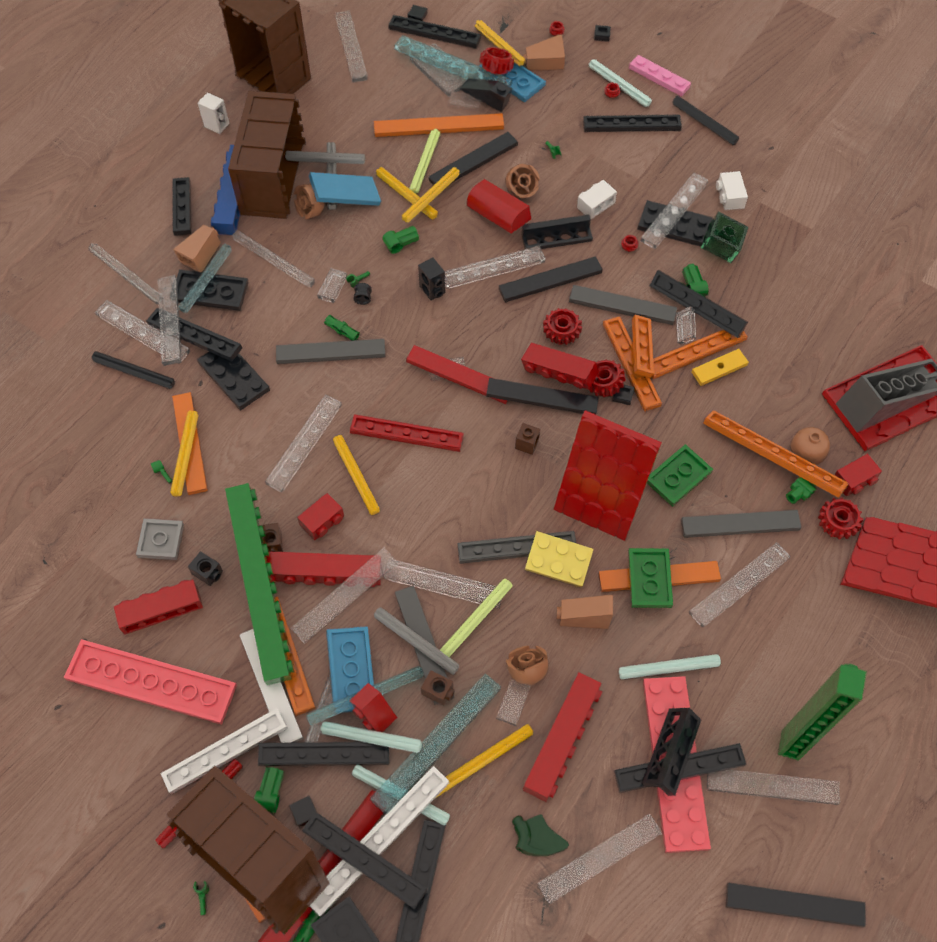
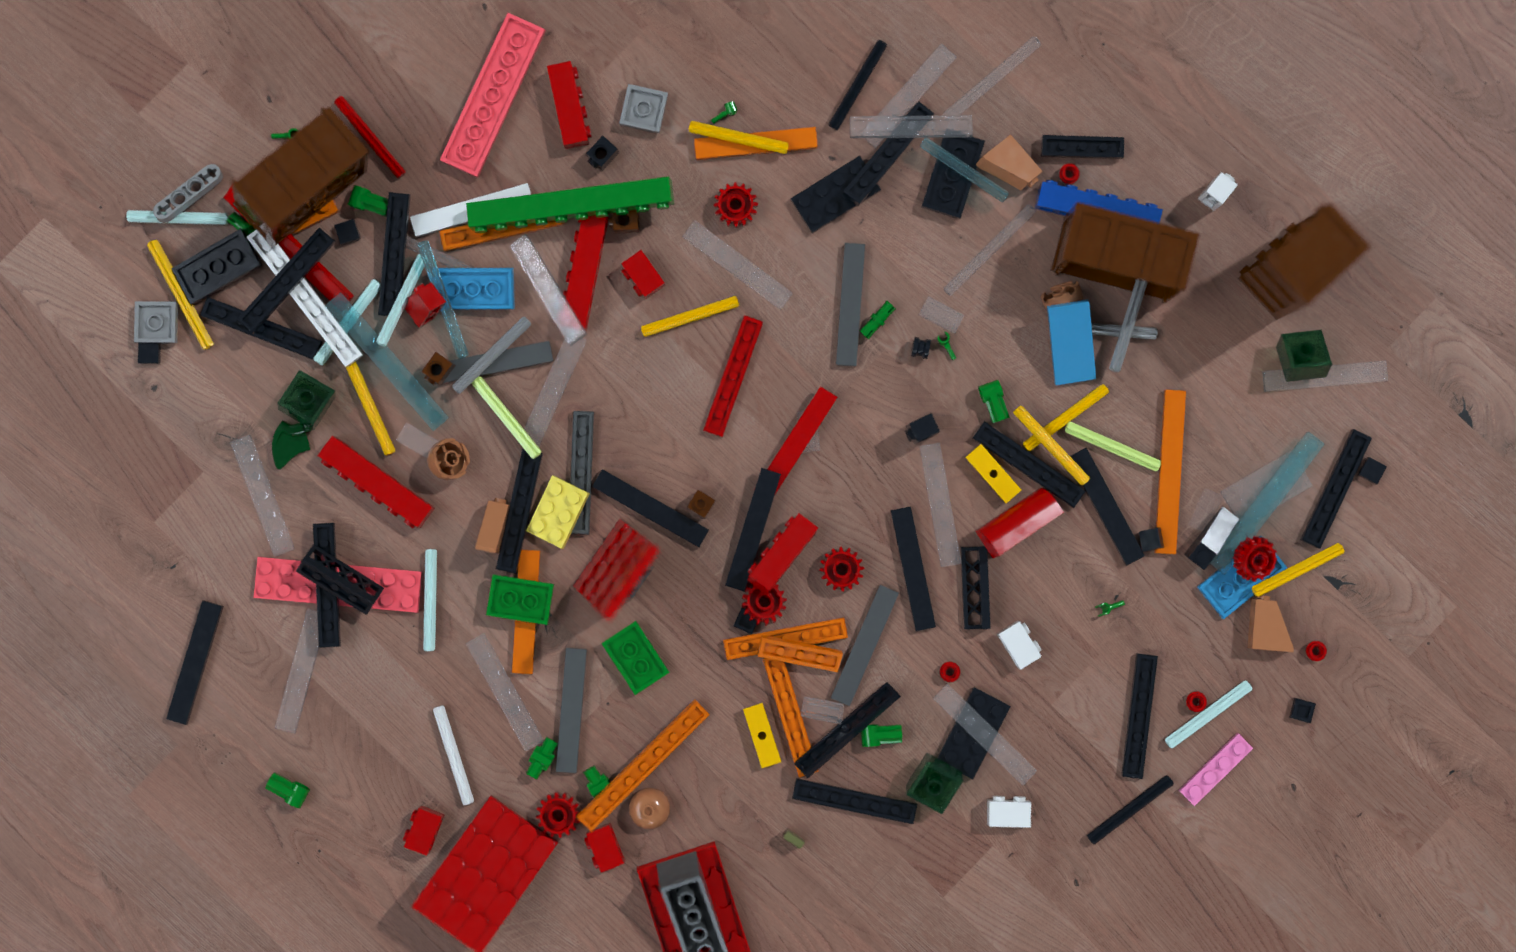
camera: 100 degrees right, 25 degrees up
(204, 212) = (1069, 167): none -> red plate
(224, 750) = (411, 162): white plate -> none
(253, 456) = (735, 216): none -> red gear
(337, 51) = (1303, 355): none -> clear green brick
(447, 214) = (1029, 464): none -> black tile
(460, 233) = (1002, 483): none -> yellow tile
(490, 819) = (306, 400): none -> clear green brick
(494, 127) = (1151, 539): none -> black tile
(522, 181) = (1052, 557): nougat cylinder -> none
(538, 484) = (650, 508): none -> black tile
(554, 593) = (518, 513): none -> black tile
(754, 297) = (854, 801): none -> black tile
(793, 540) = (541, 758): none -> green axle
(800, 332) = (793, 838): none -> olive tile
(813, 622) = (453, 755): none -> white axle
(823, 711) = (314, 706): green brick -> none
(894, 636) = (423, 830): none -> red brick
(899, 774) = (292, 792): none -> green piece

